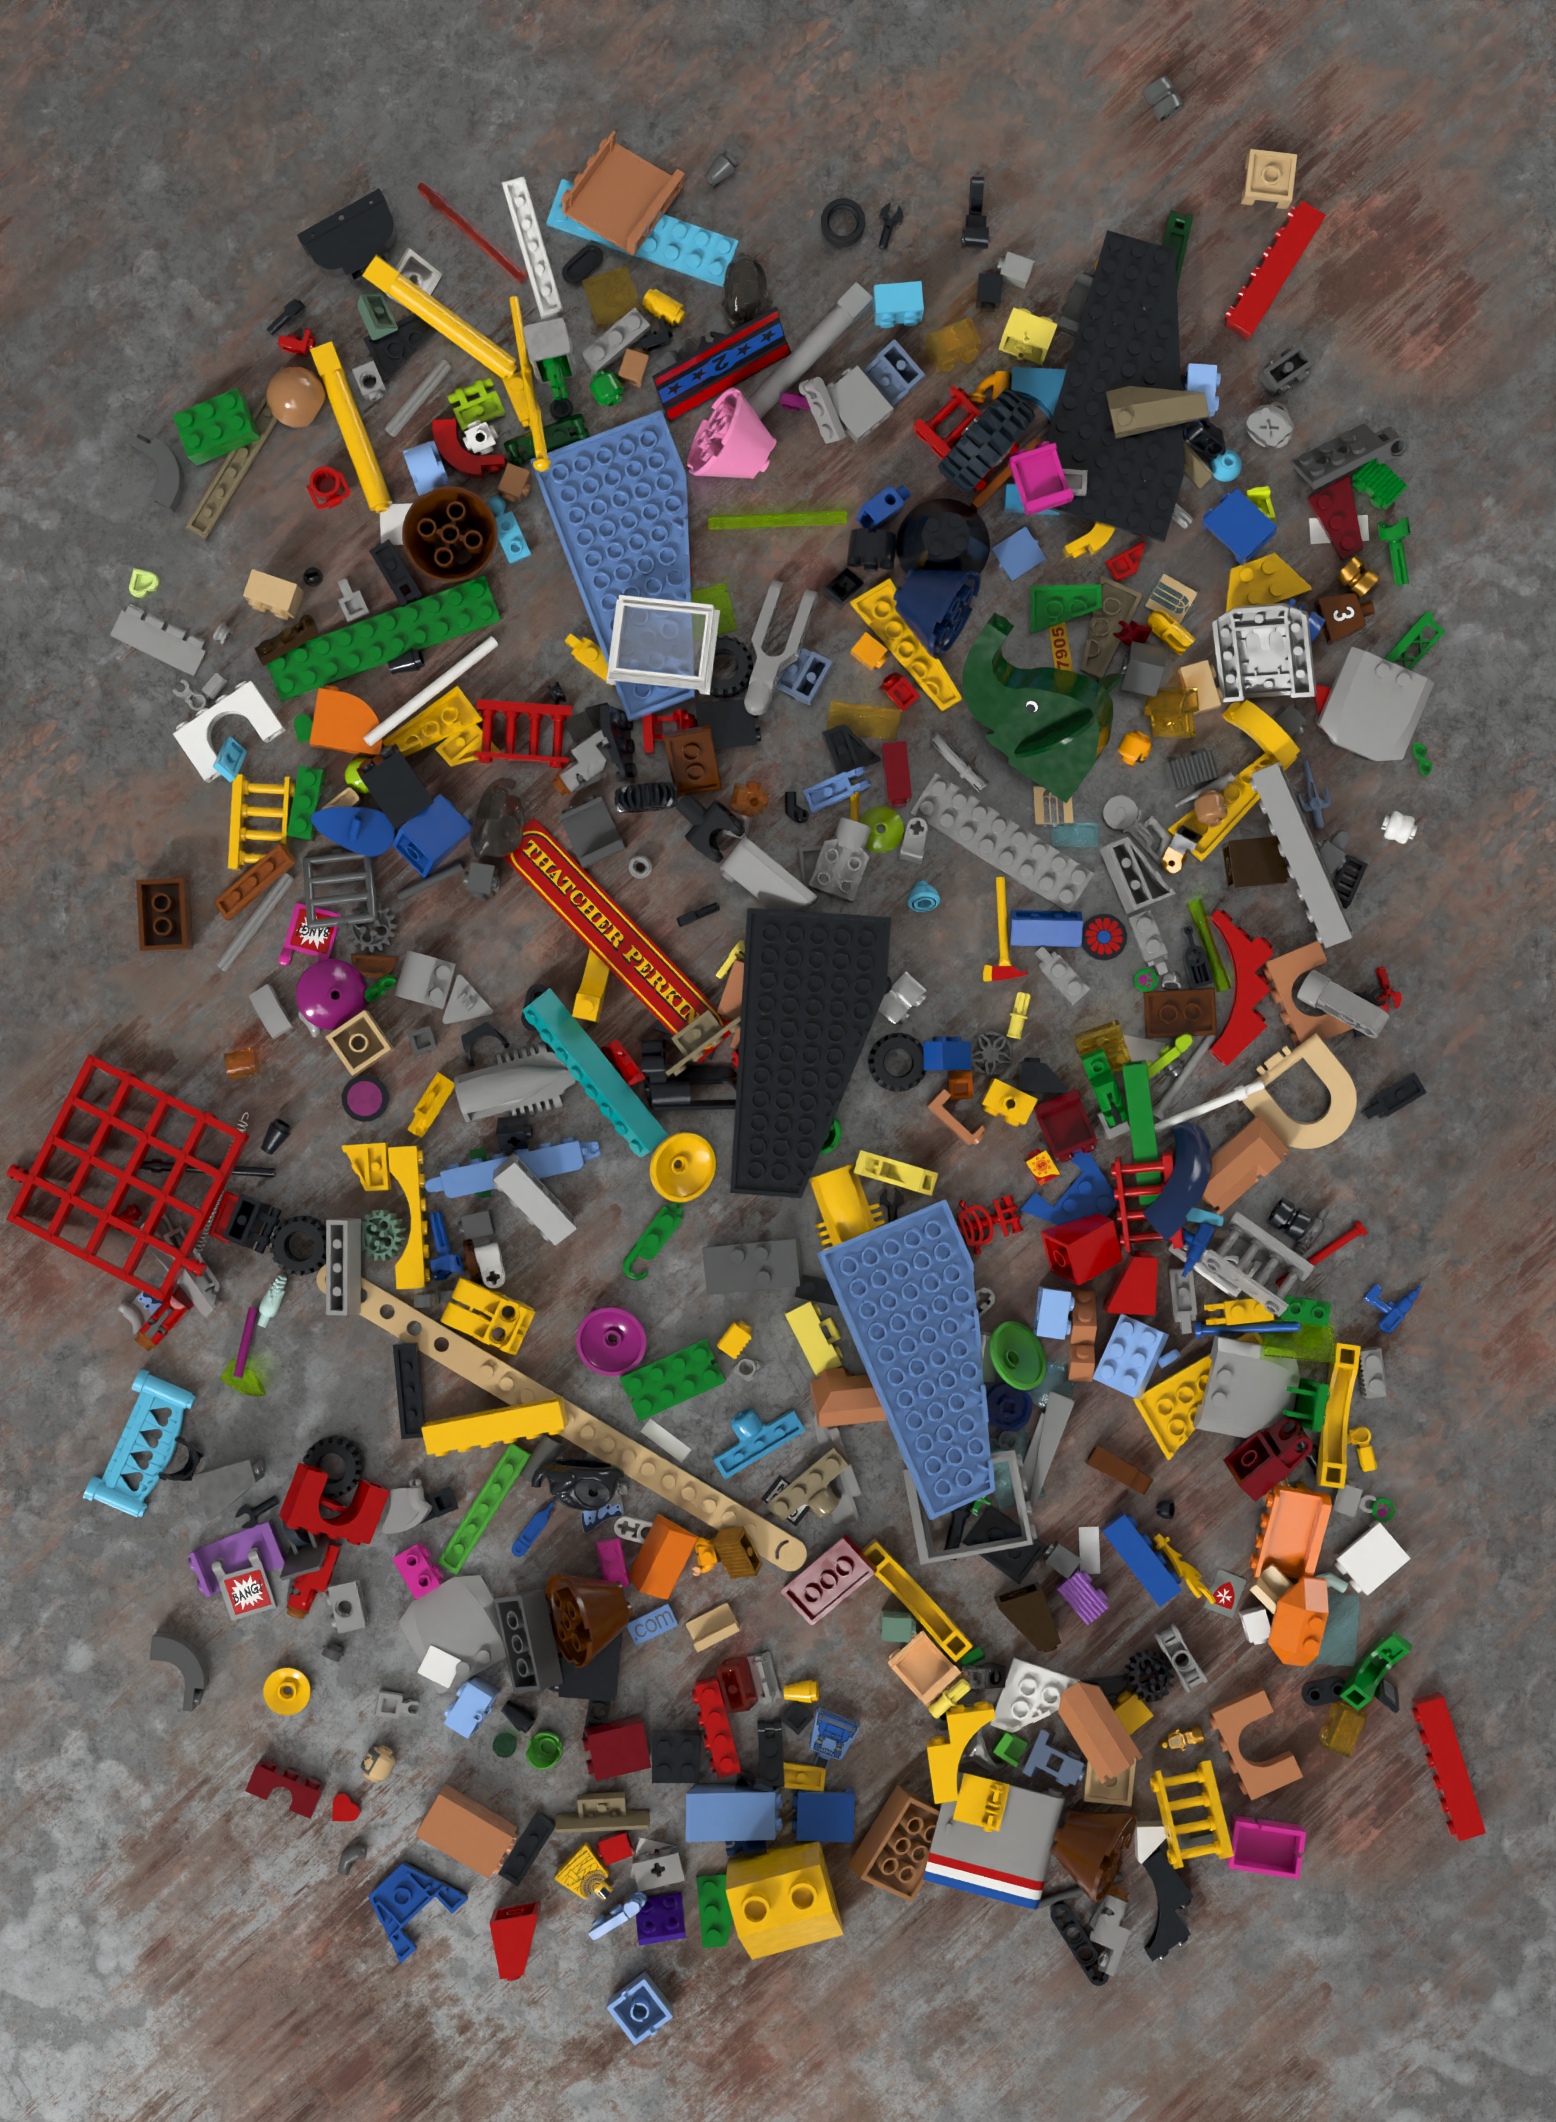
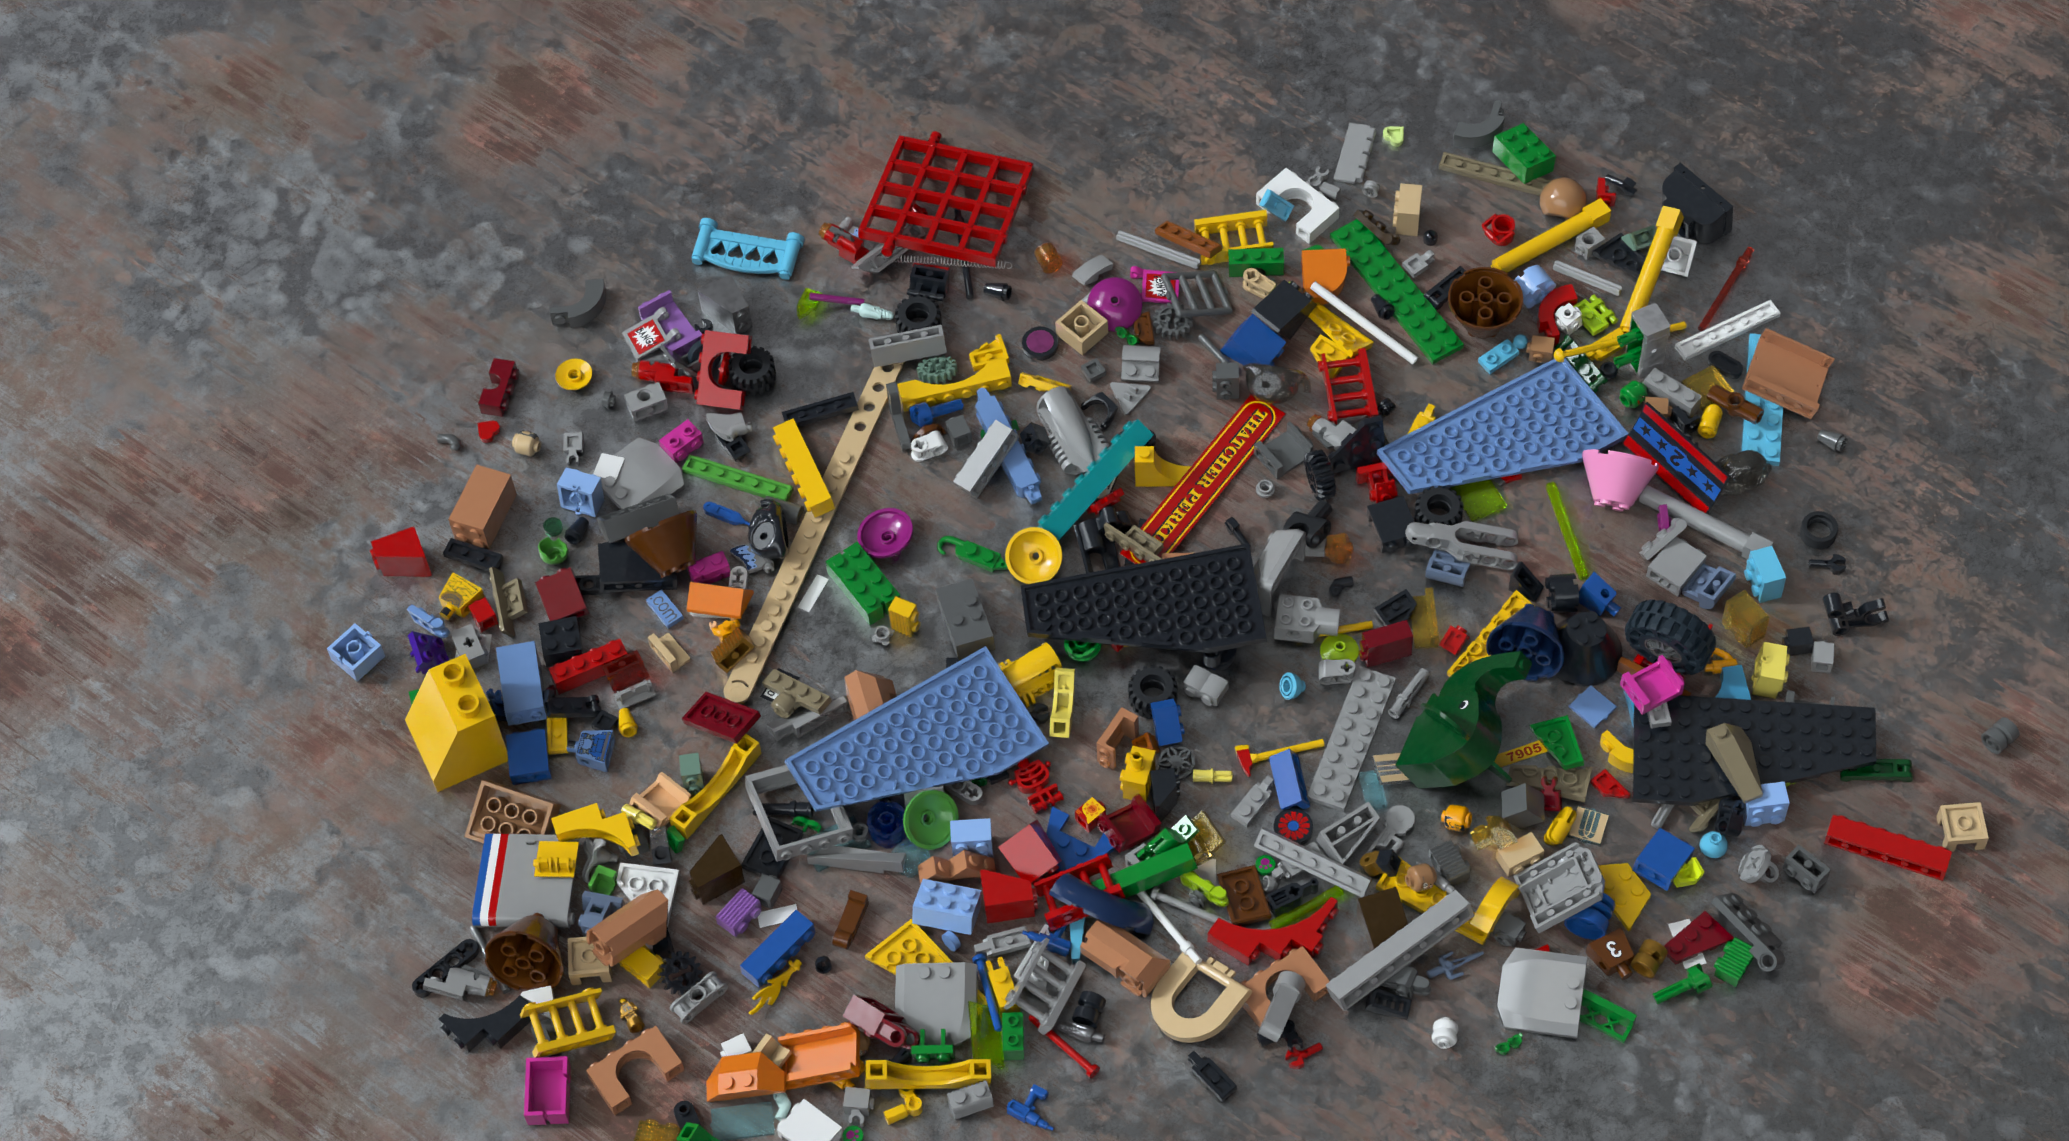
camera: 80 degrees right, 30 degrees down
(164, 914) = (1148, 188): reddish brown brick -> none
(193, 1460) = (745, 285): black helmet -> none
(356, 829) = (1243, 292): blue shield -> none
(403, 1896) = (423, 479): blue wing -> none
(481, 1325) = (888, 442): yellow connector -> none
(663, 643) = (1443, 459): piece -> none
(665, 258) = (1744, 408): none -> reddish brown piece
(692, 760) = (1358, 501): reddish brown tile -> none
(756, 1439) = (825, 650): dark azure plate -> none
(807, 1328) = (917, 671): light yellow piece -> none
(835, 789) = (1362, 608): medium blue hinge -> none
(869, 652) = (1480, 611): light orange brick -> none
(1165, 926) = (1312, 862): none -> light grey plate
(1226, 1592) = (757, 1026): light grey sticker -> none

